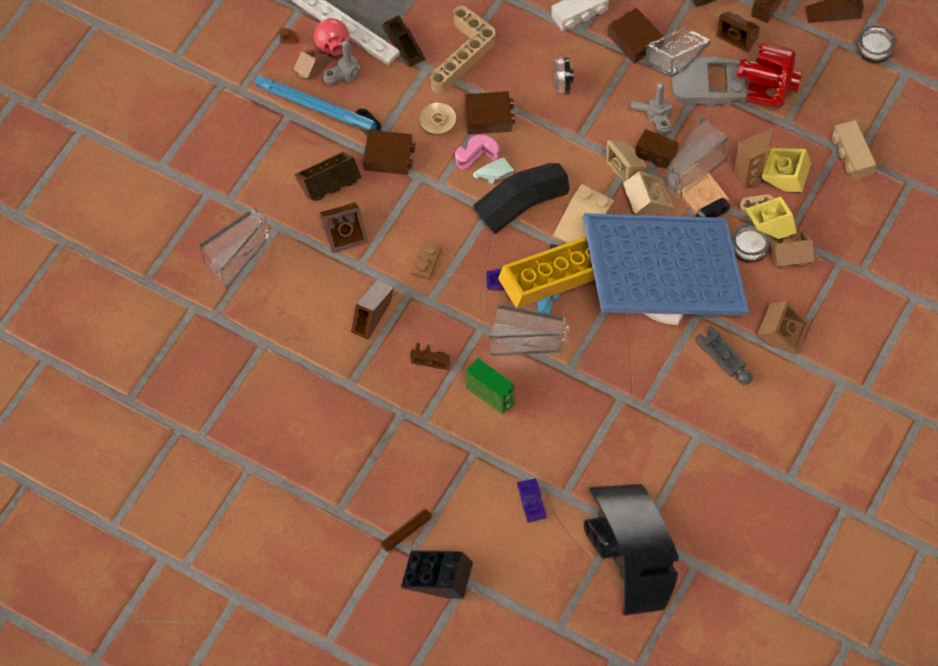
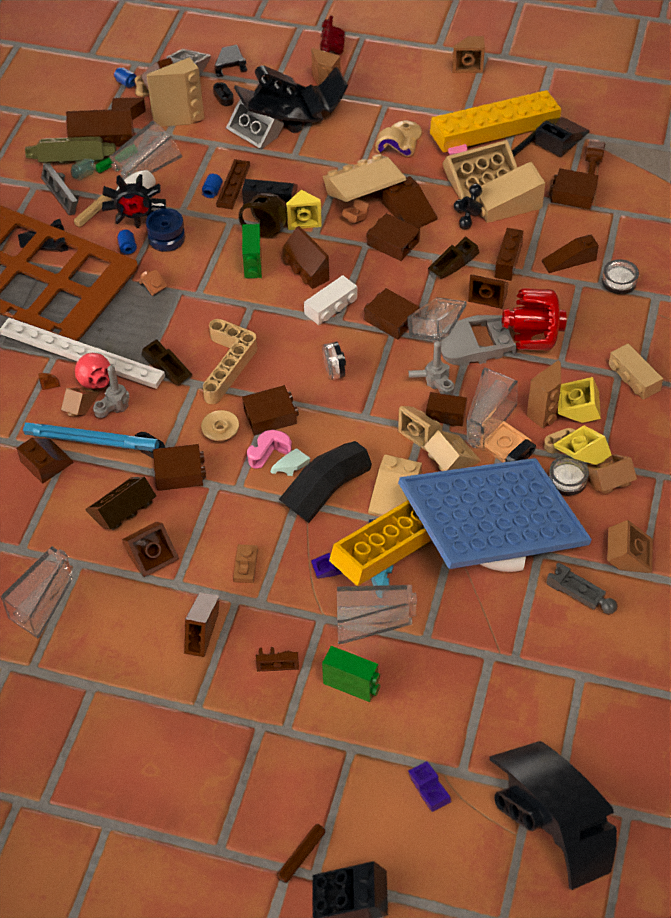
camera: 15 degrees left, 10 degrees down
(267, 114) = (43, 458): none -> reddish brown slope

